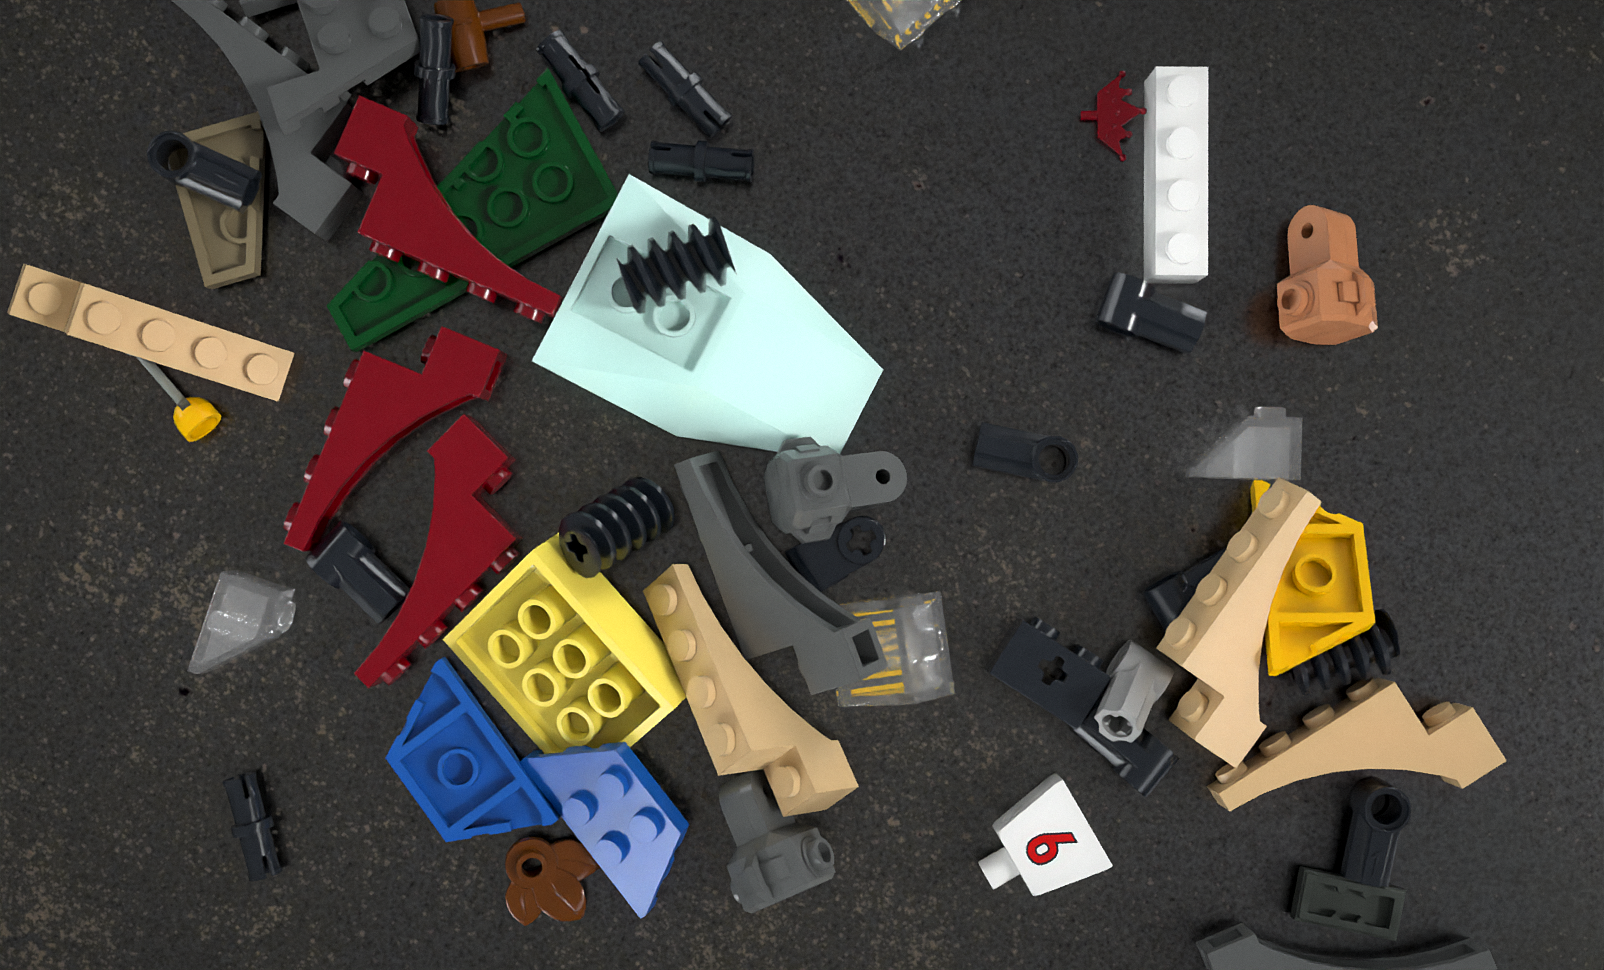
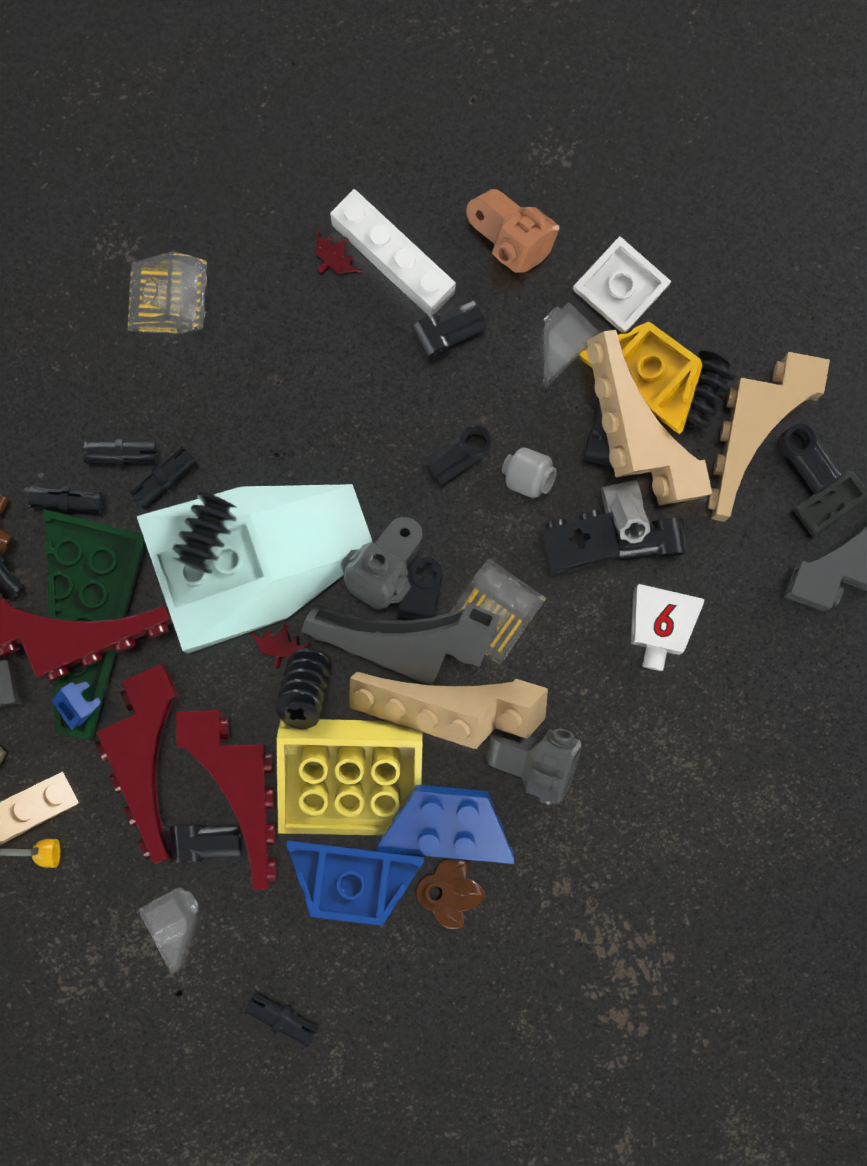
camera: 45 degrees left, 5 degrees down
(367, 300) = (73, 705): none -> blue tile
(640, 454) = (279, 646): none -> dark red piece
(1073, 547) = (529, 472): none -> light grey head
(1374, 455) = (621, 285): none -> white plate

